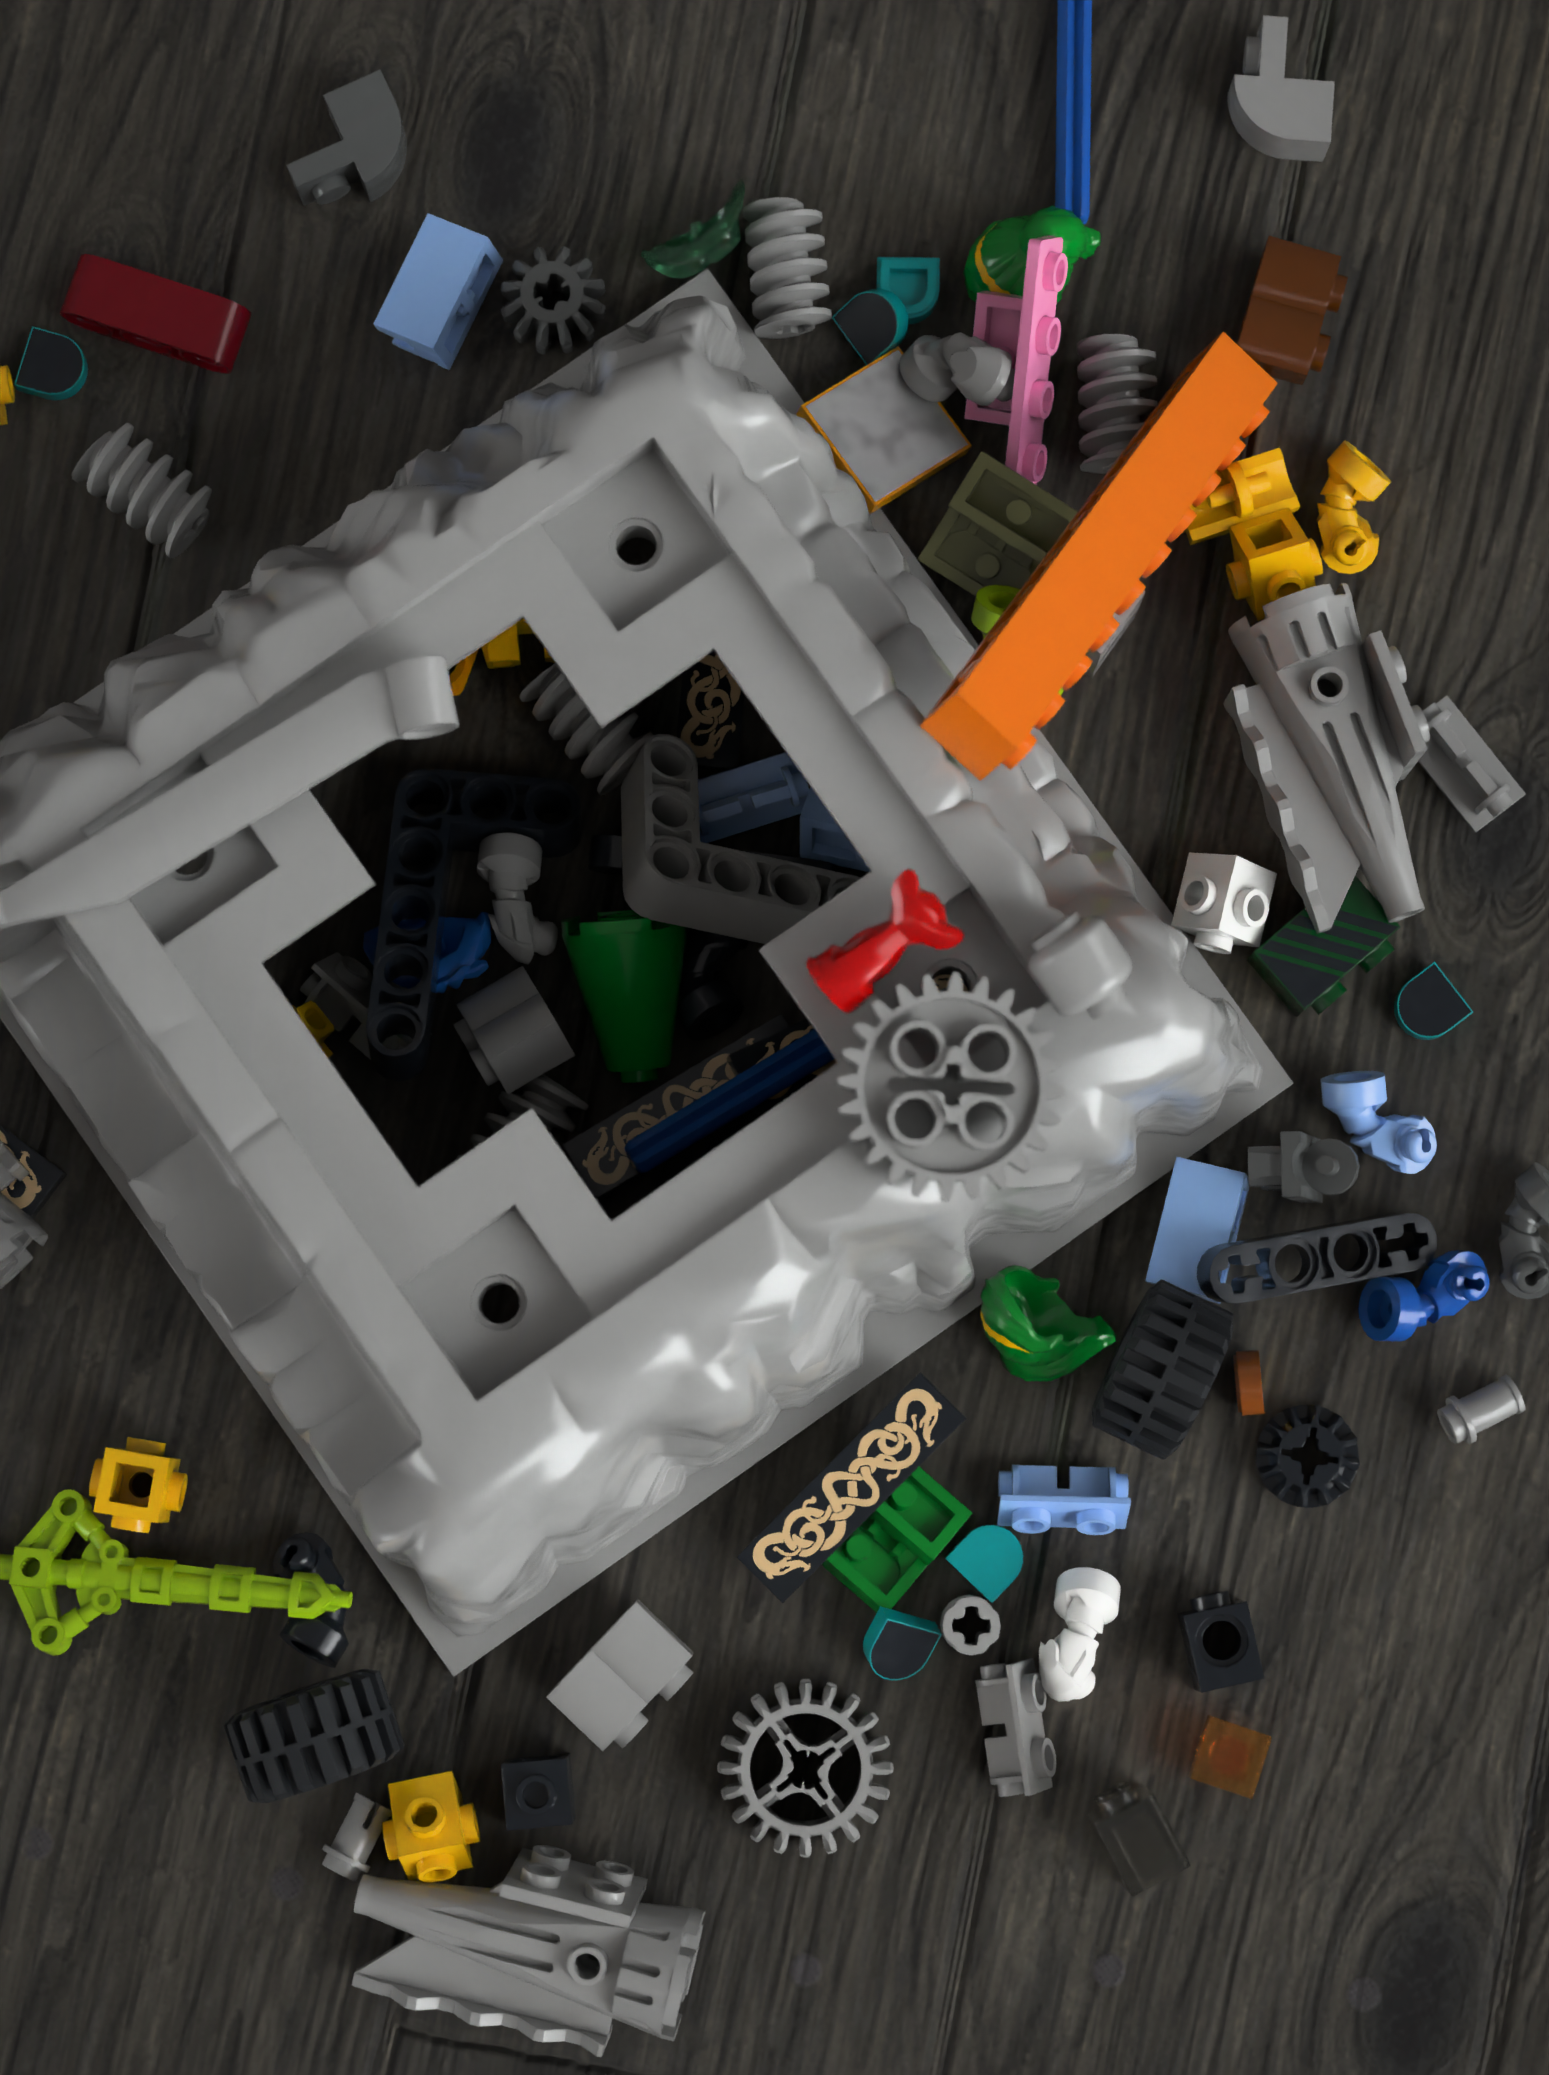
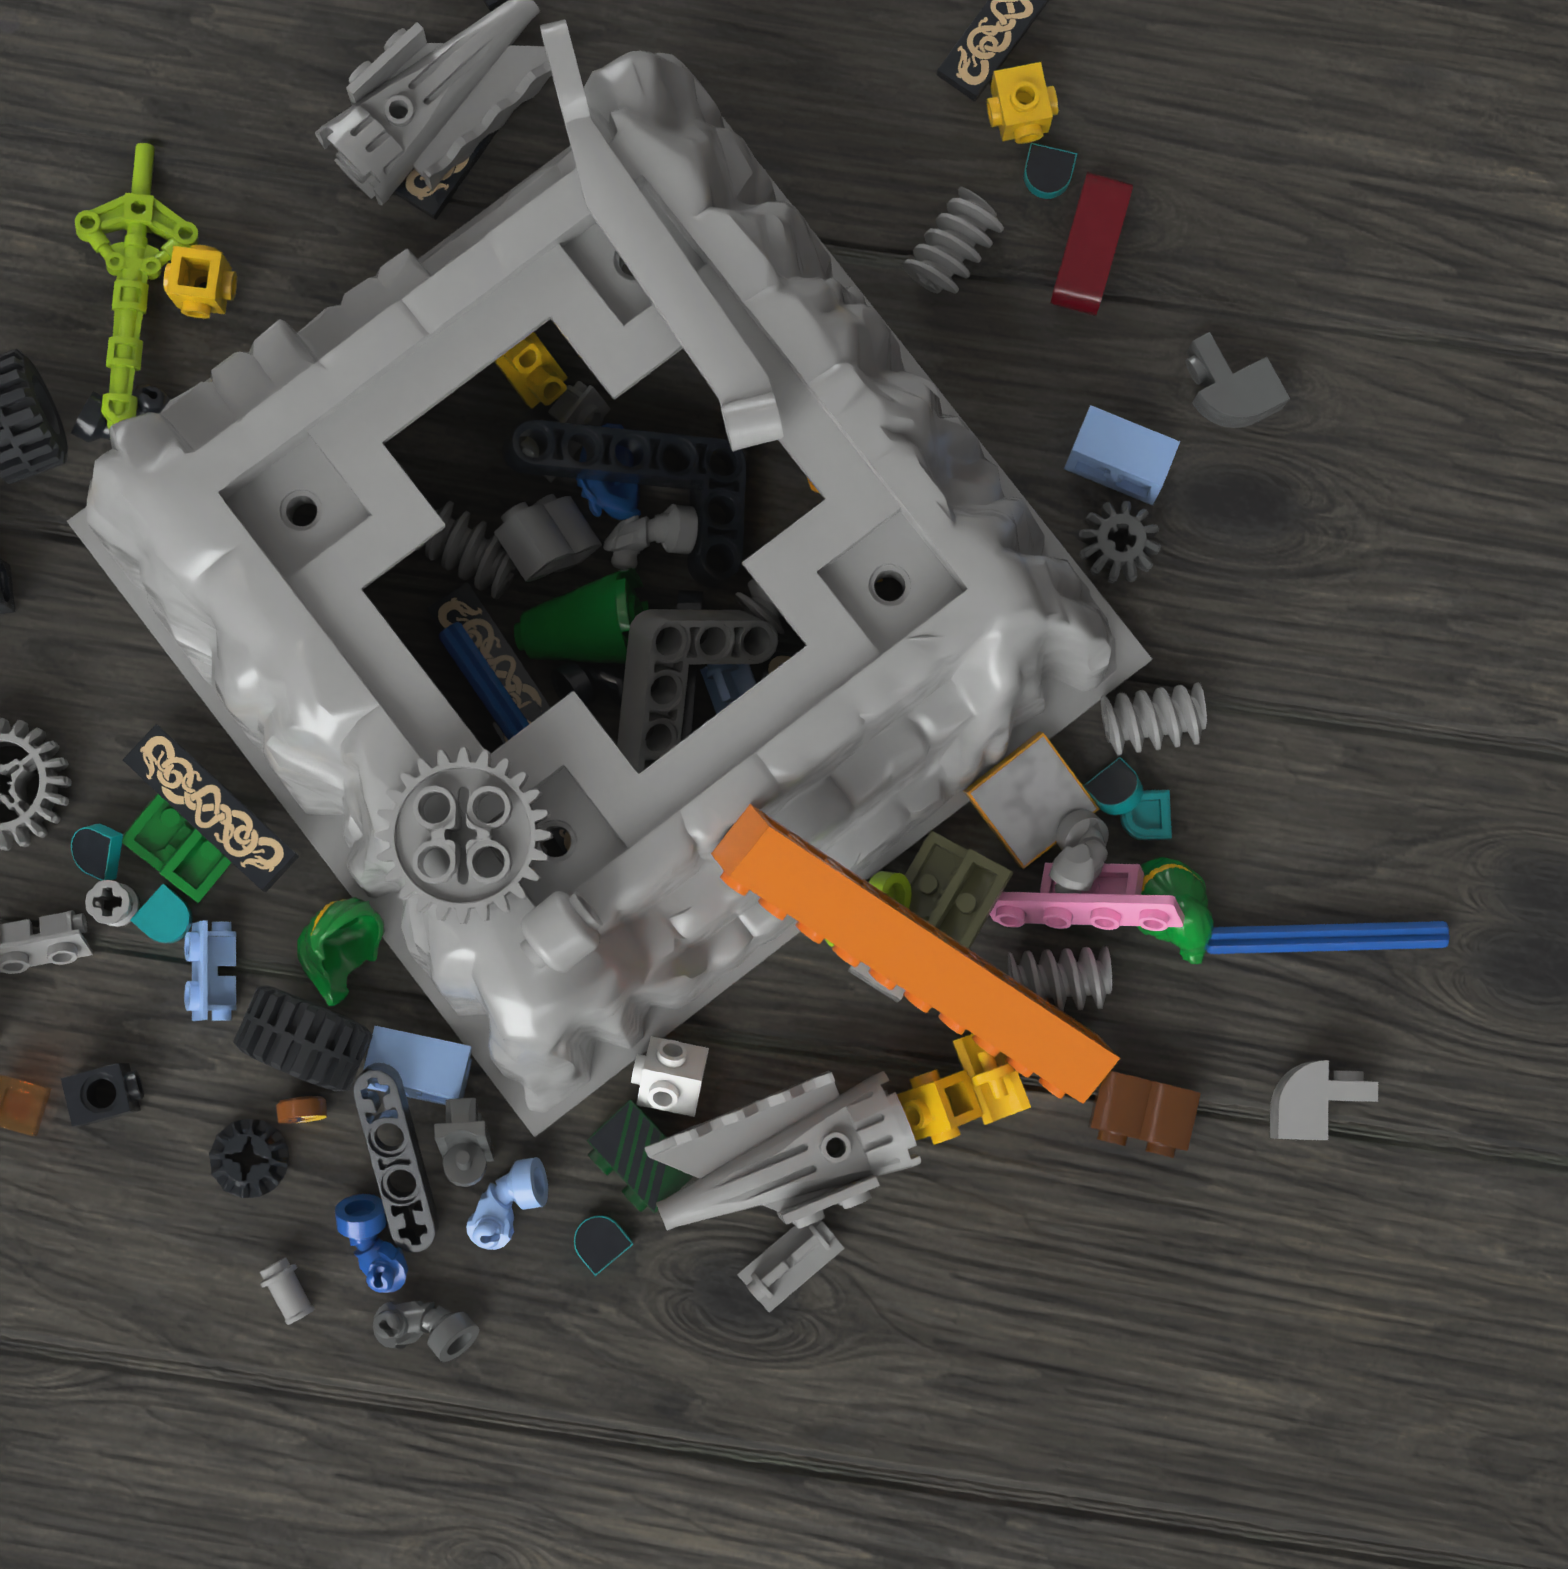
camera: 85 degrees right, 0 degrees up
(621, 1676) = (68, 645): light grey brick -> none
(703, 244) = (1168, 651): clear green hat -> none
(915, 918) = (550, 753): red animal -> none
(1086, 1602) = (130, 990): white arm -> none
(1345, 535) = (968, 1163): yellow arm -> none

